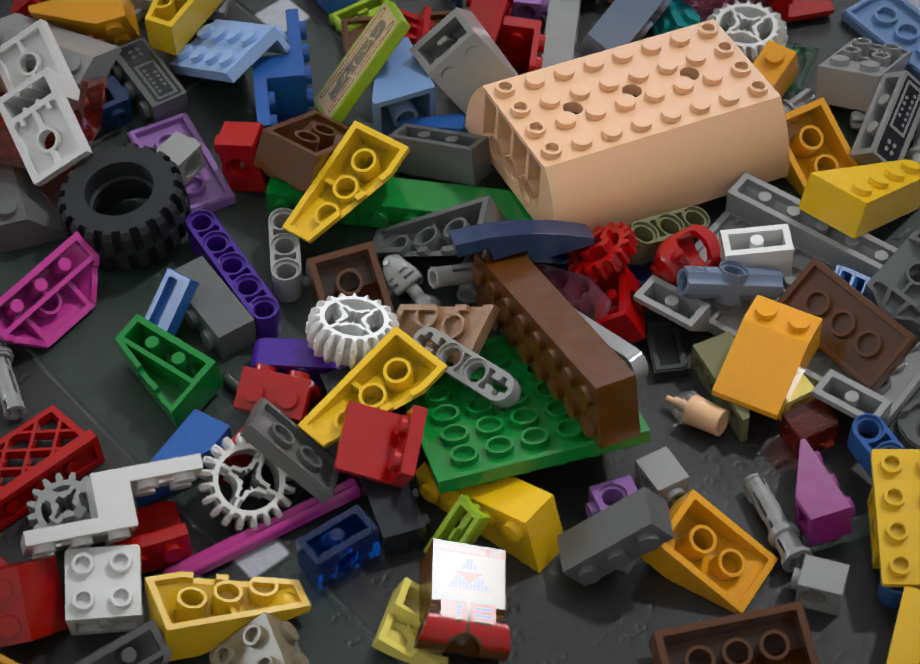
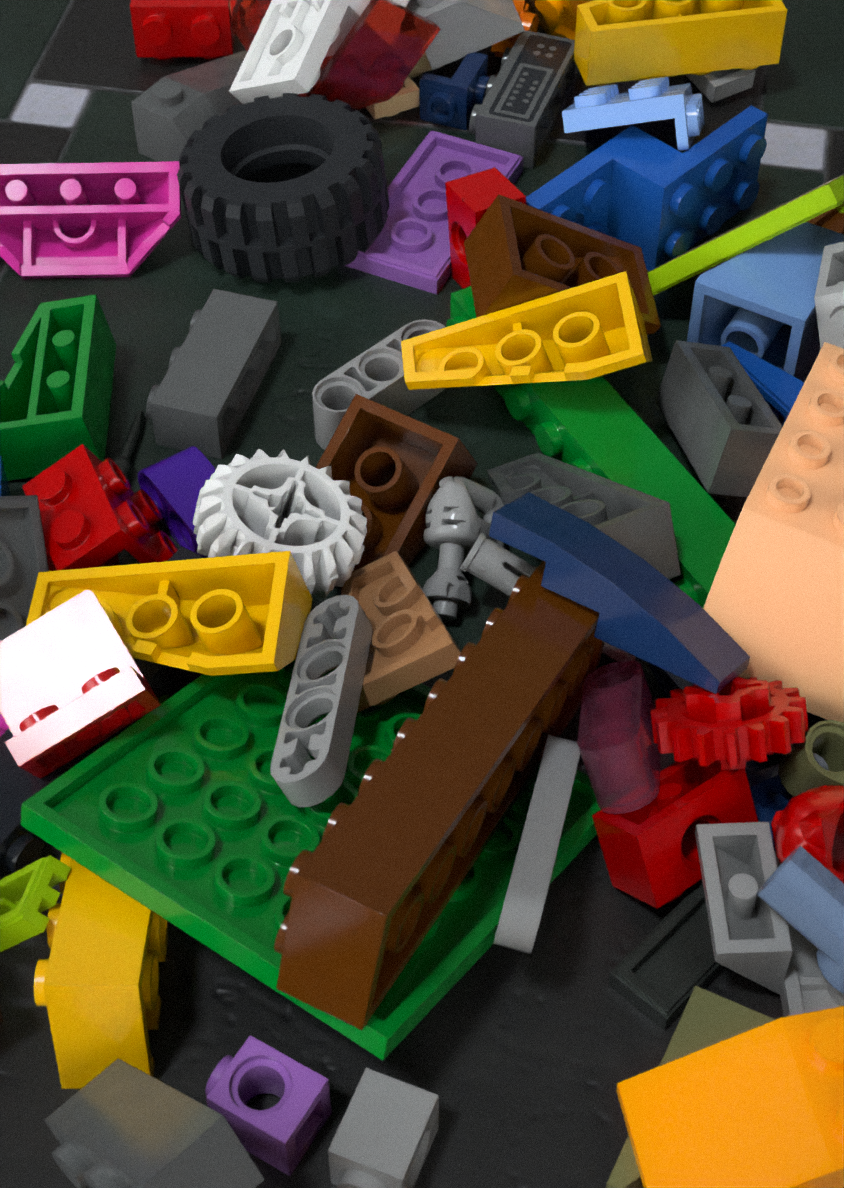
camera: 50 degrees right, 0 degrees up
(171, 301) = (165, 326): blue tile -> none
(185, 153) = (418, 186): light grey brick -> none
(213, 242) = (294, 356): dark purple beam -> none
(698, 412) = (584, 1101): light nougat piece -> none

